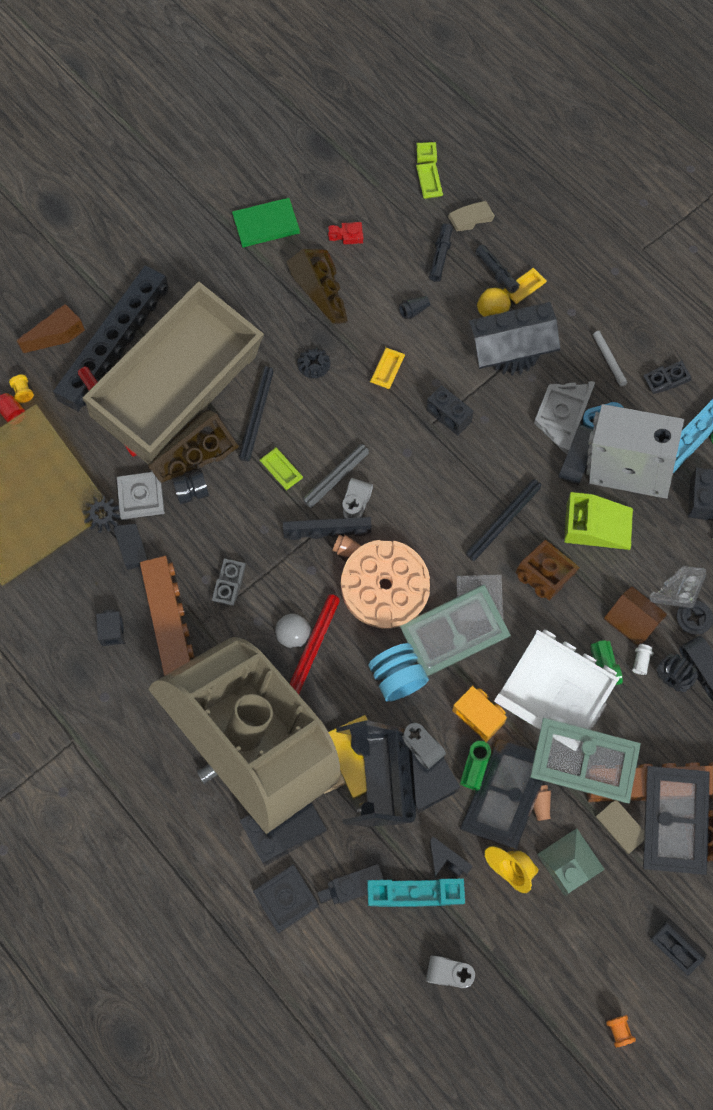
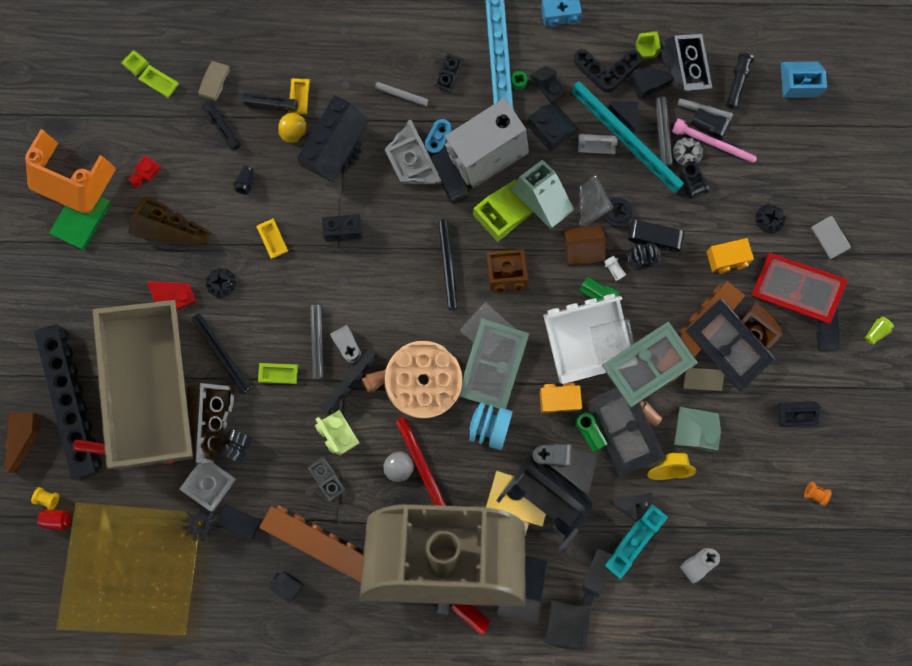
camera: 50 degrees left, 10 degrees up
(219, 804) = (472, 616): none -> red slope
(274, 341) = (167, 291): none -> red wing
(274, 555) = (337, 432): none -> yellowish green bracket
(286, 200) = (77, 193): none -> orange windscreen
(643, 539) = (543, 194): none -> sand green slope

